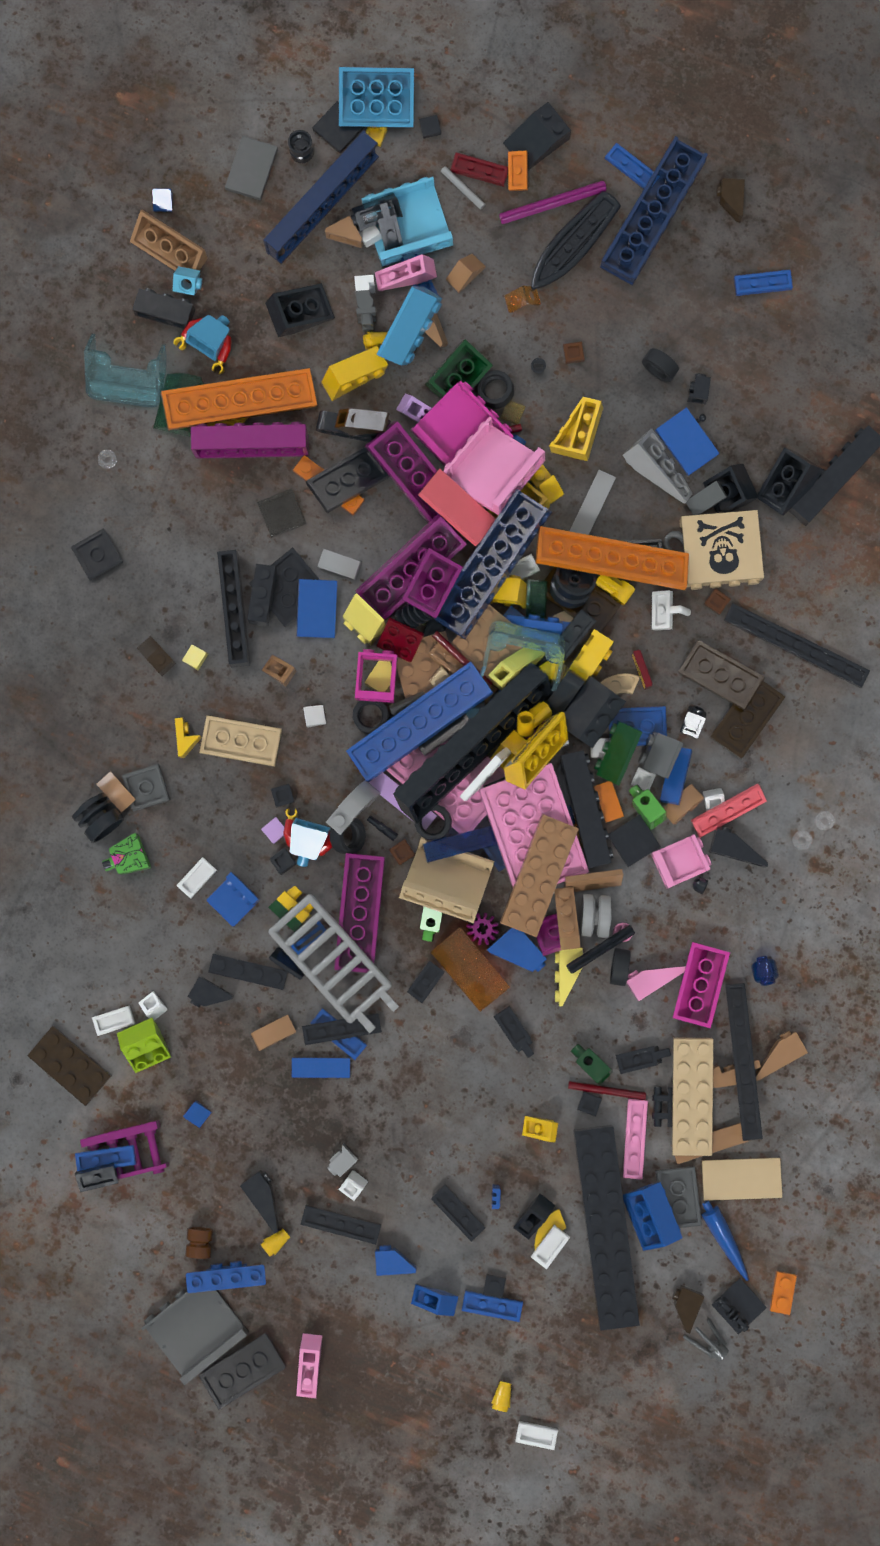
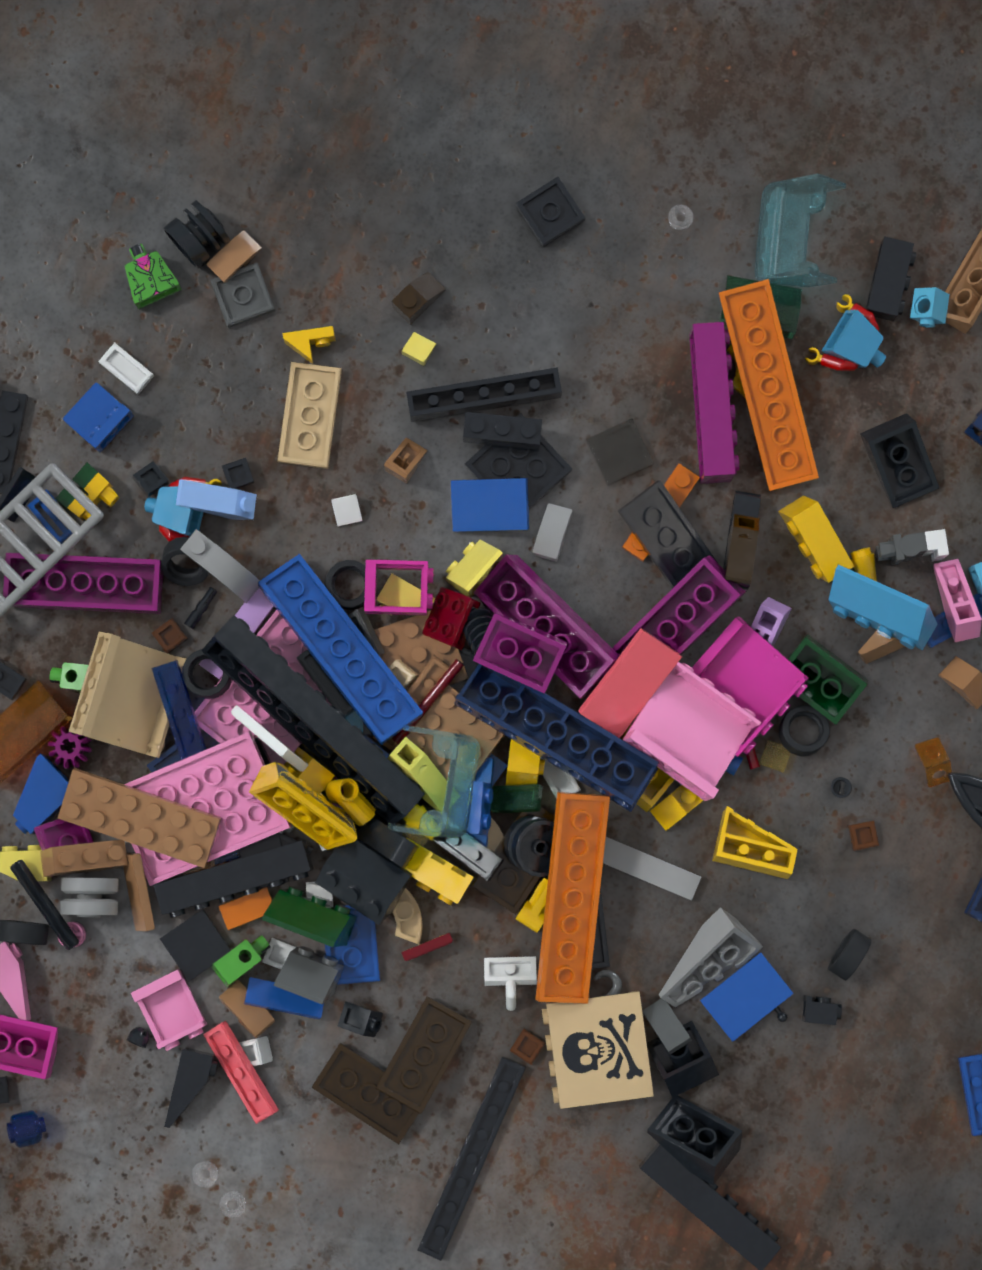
camera: 80 degrees right, 0 degrees up
(274, 830) = (192, 465): lavender tile -> none
(303, 808) = (216, 500): none -> light blue slope

